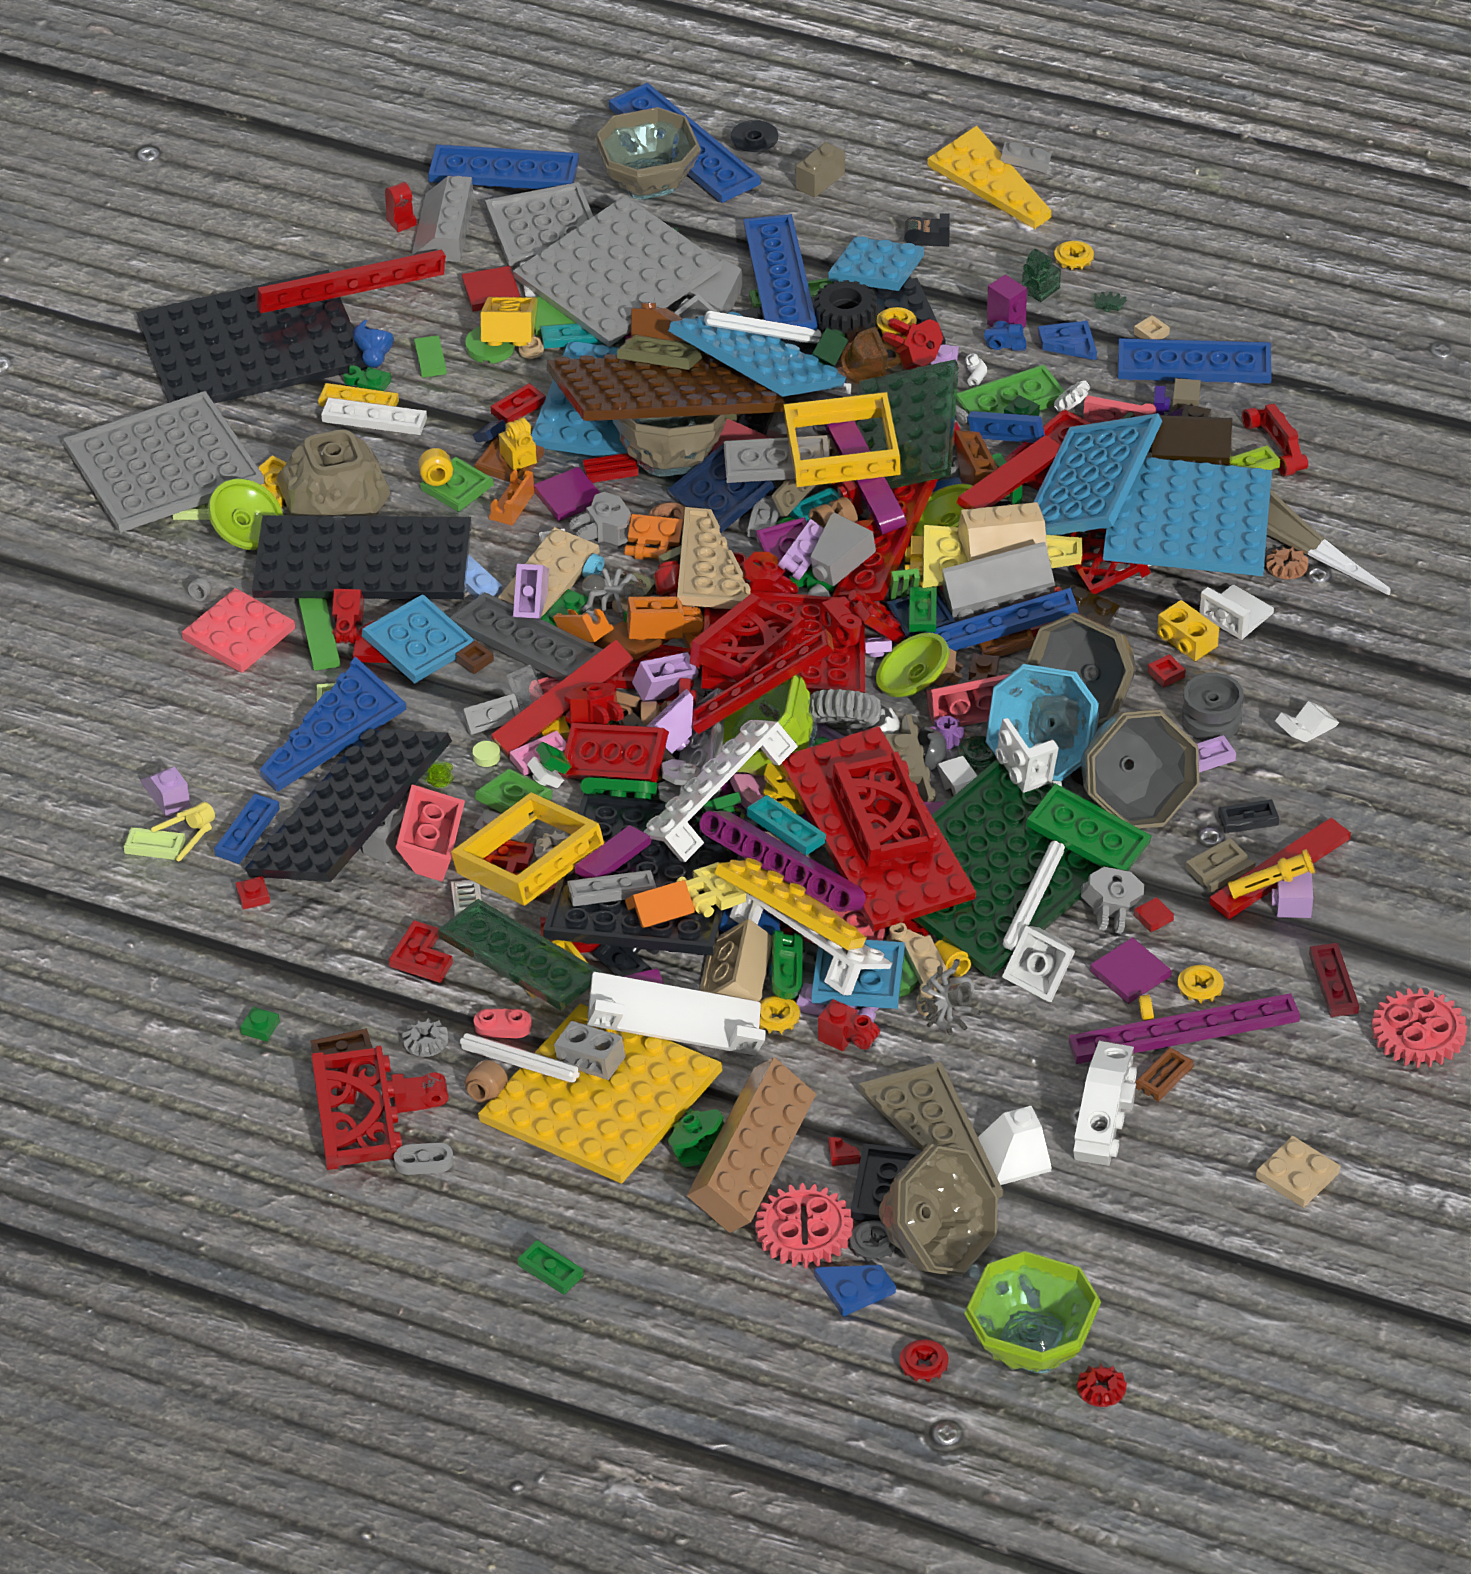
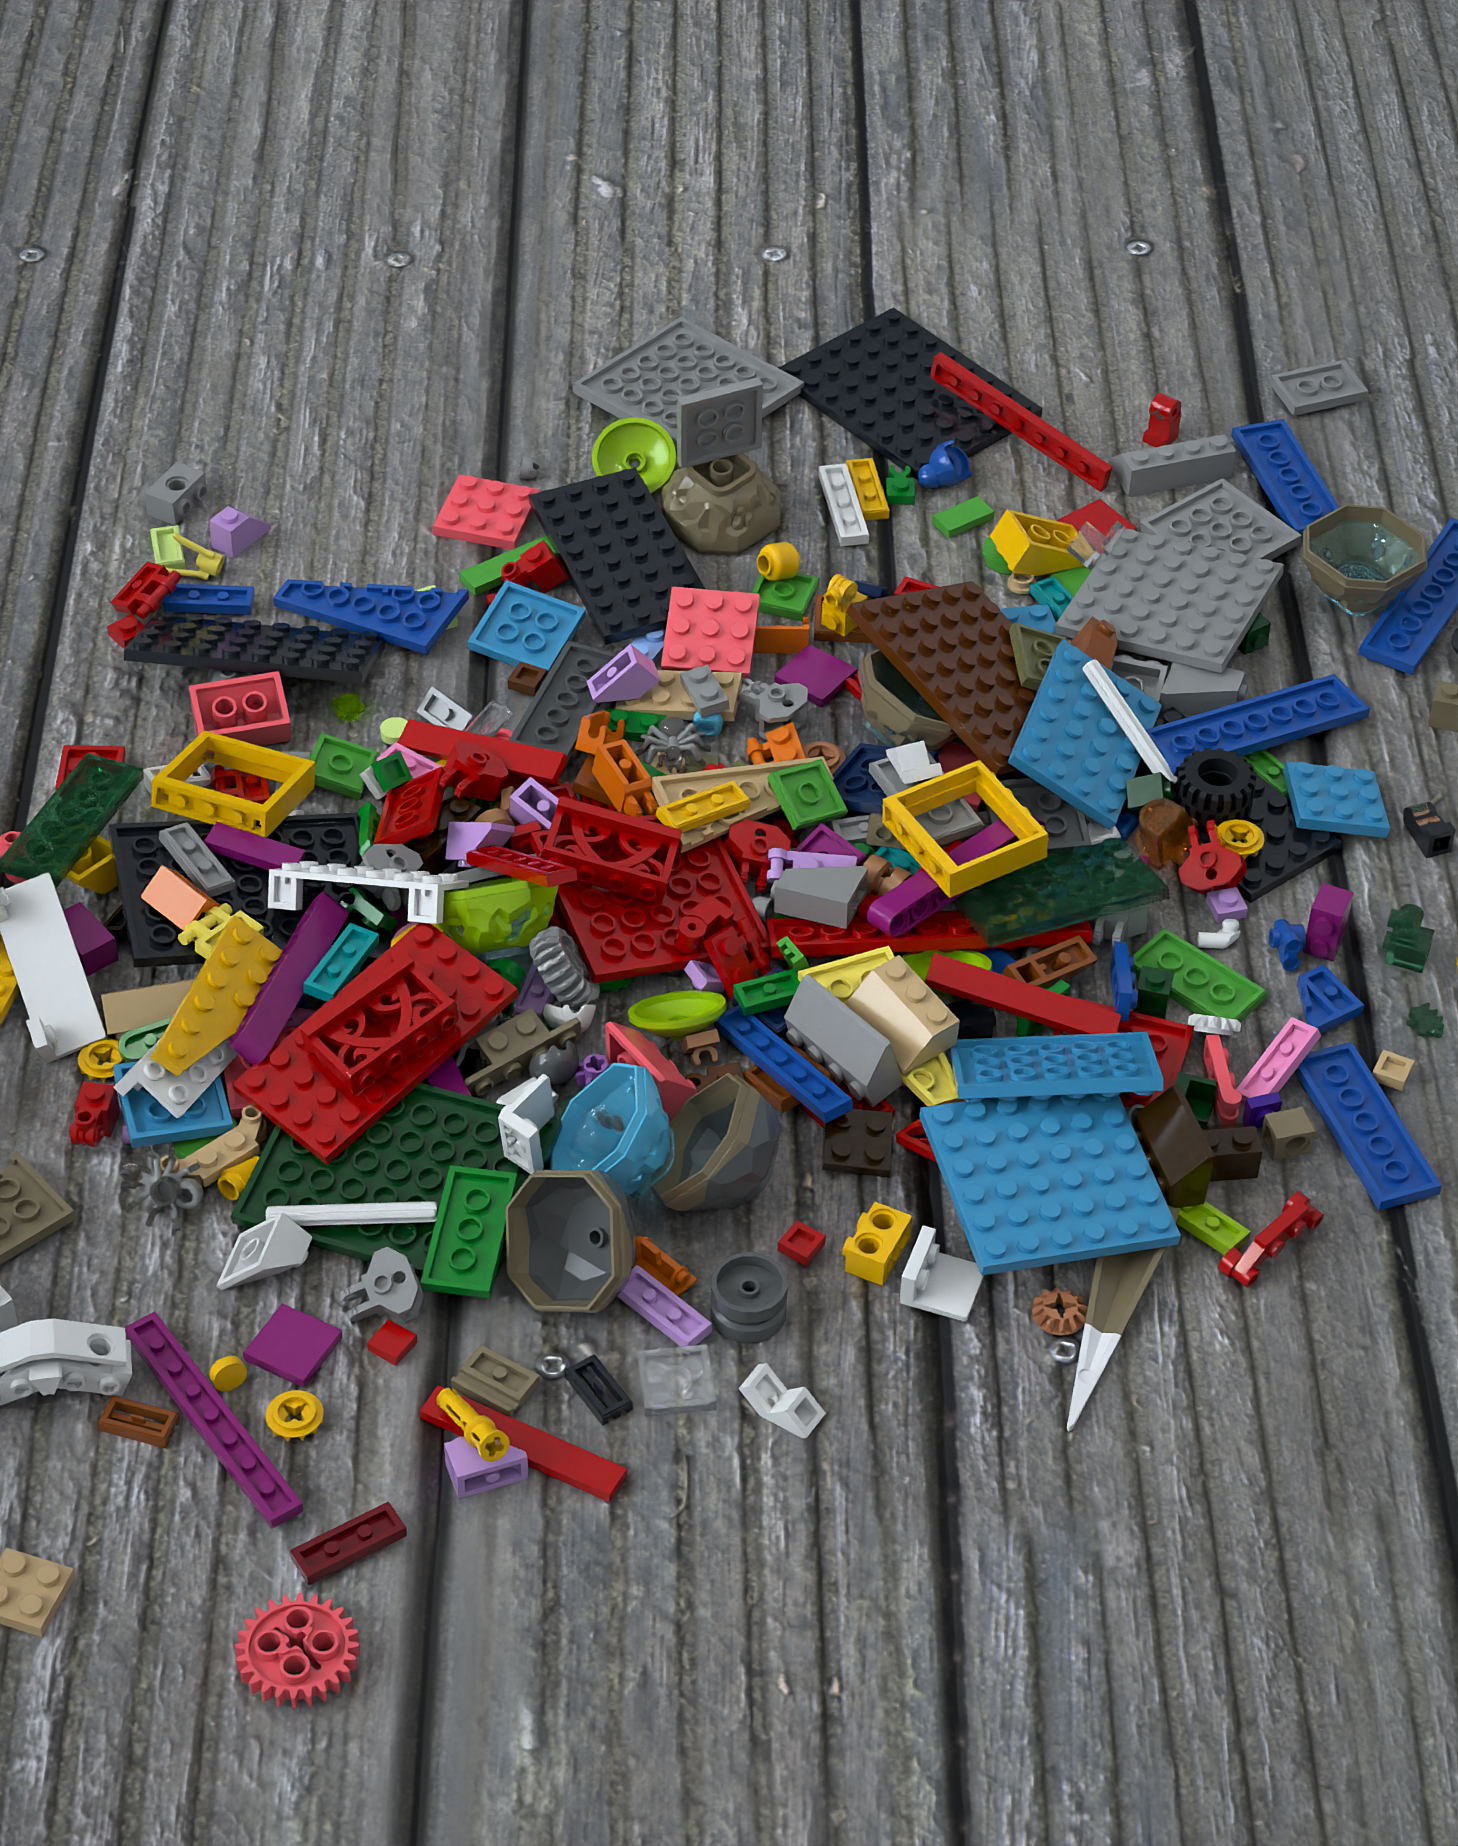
camera: 65 degrees right, 0 degrees up
(89, 816) = (176, 493): none -> light grey brick
(211, 867) = (146, 590): none -> red plate
(316, 417) = (719, 422): none -> light grey plate
(405, 115) = (1318, 387): none -> light grey plate
(502, 527) = (710, 630): none -> coral plate
(532, 285) = (1092, 546): none -> clear panel
(571, 550) = (704, 691): none -> light grey plate
(724, 578) = (704, 807): none -> yellow tile
(727, 525) = (807, 794): none -> bright green tile
(744, 449) = (913, 762): none -> white slope
(1123, 375) = (1280, 1059): none -> bright pink plate
(1263, 770) = (676, 1380): none -> clear plate

